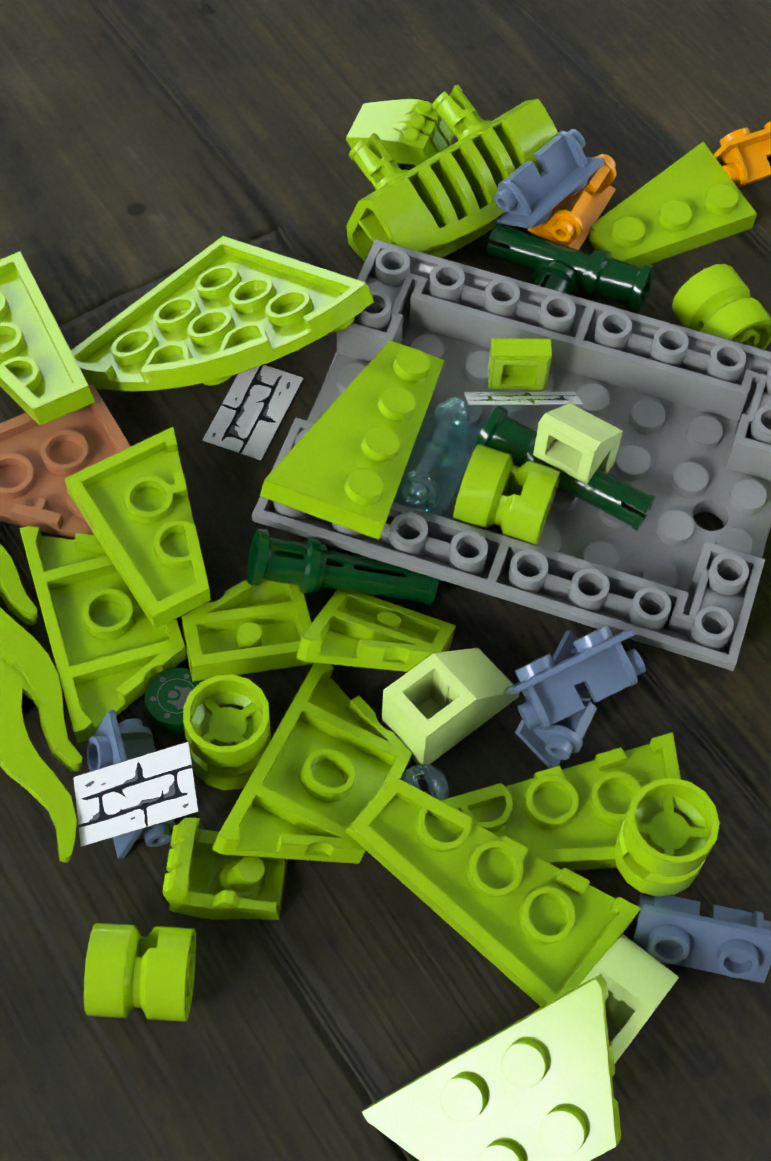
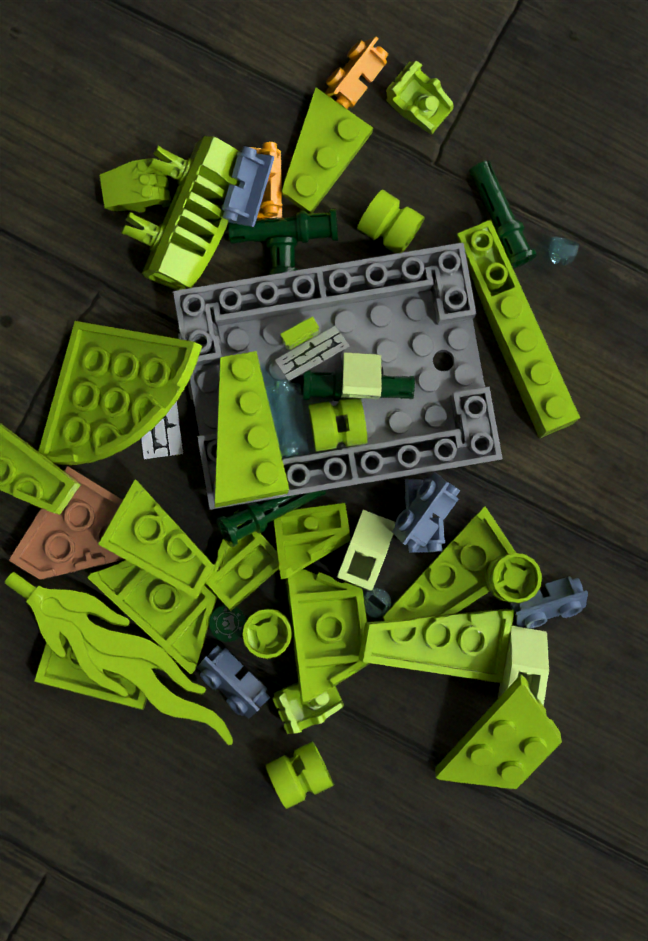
camera: 30 degrees left, 25 degrees up
(135, 794) = (245, 695): white sticker -> none

